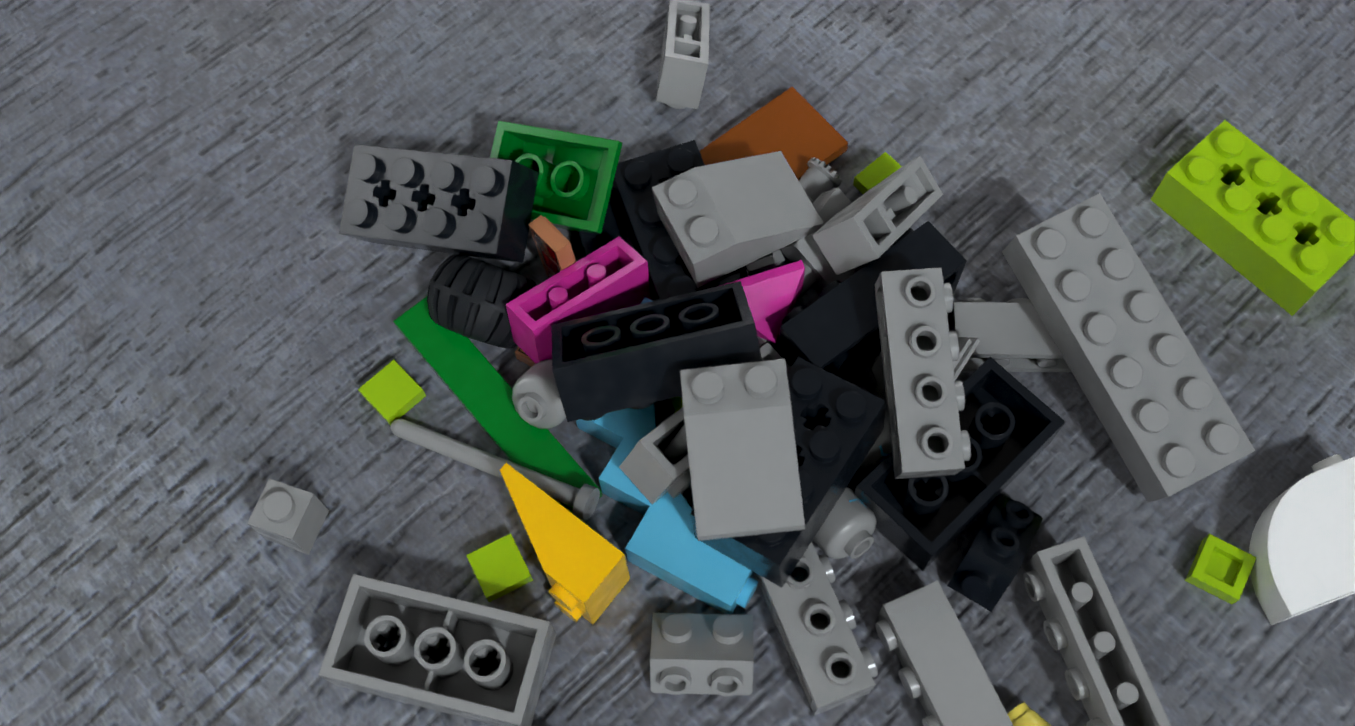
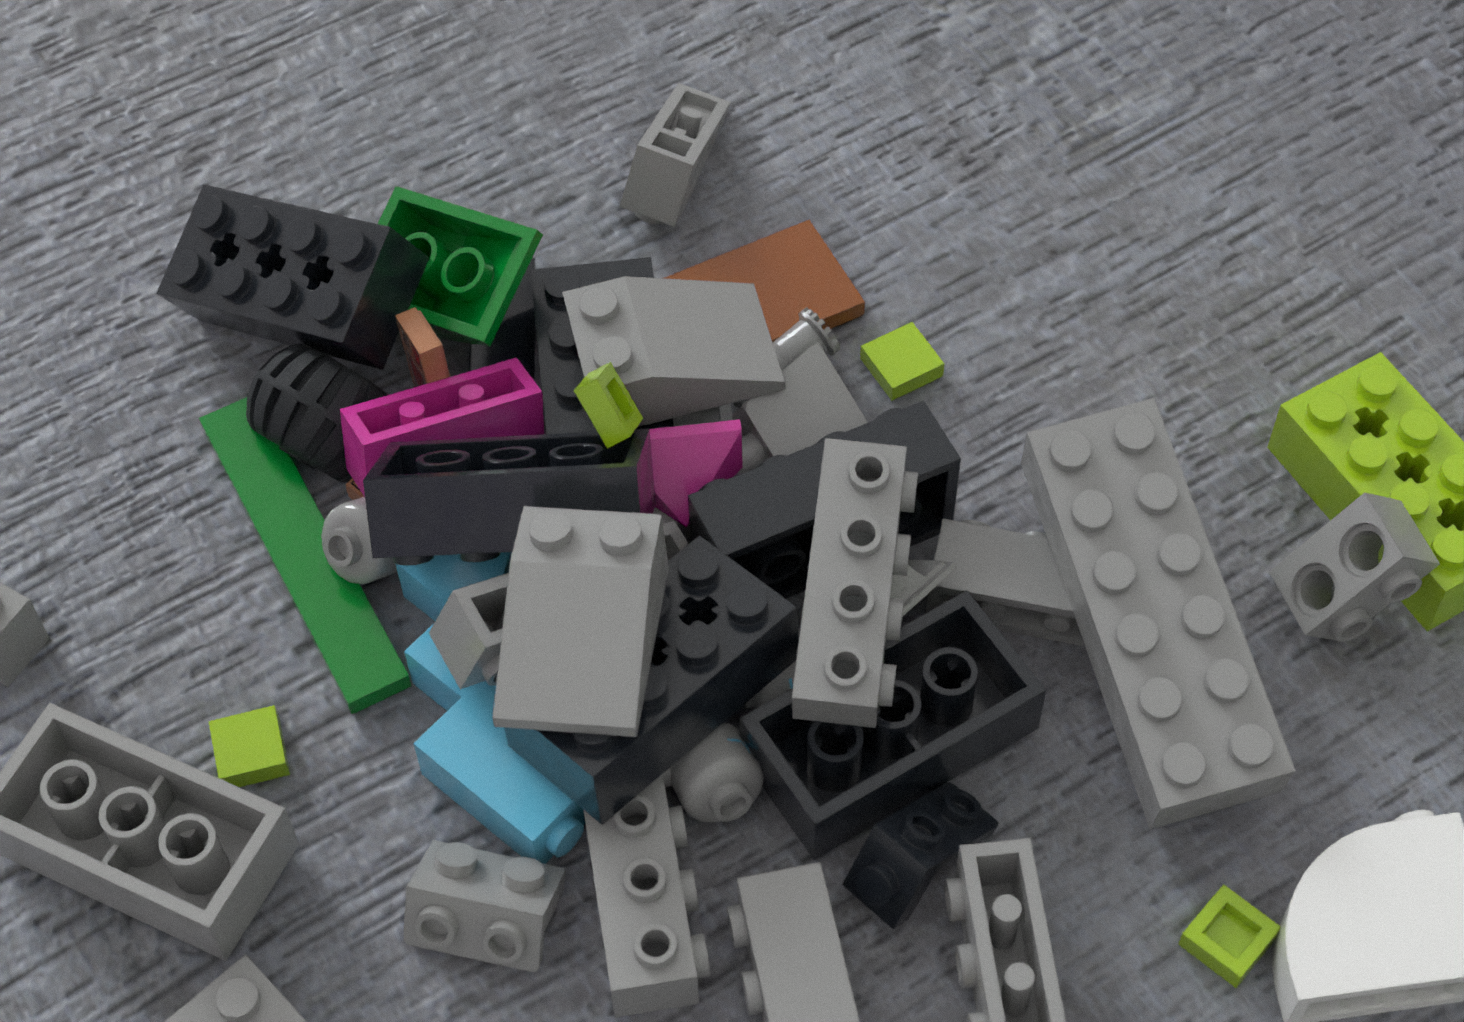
camera: 10 degrees right, 10 degrees down
(392, 392) = (172, 506): lime tile -> none
(578, 561) = (345, 745): yellow slope -> none
(582, 500) = (376, 677): light grey bar -> none
(714, 273) = (608, 405): none -> lime tile
(878, 217) = (861, 385): light grey slope -> none
(1242, 278) = (1347, 556): none -> light grey brick

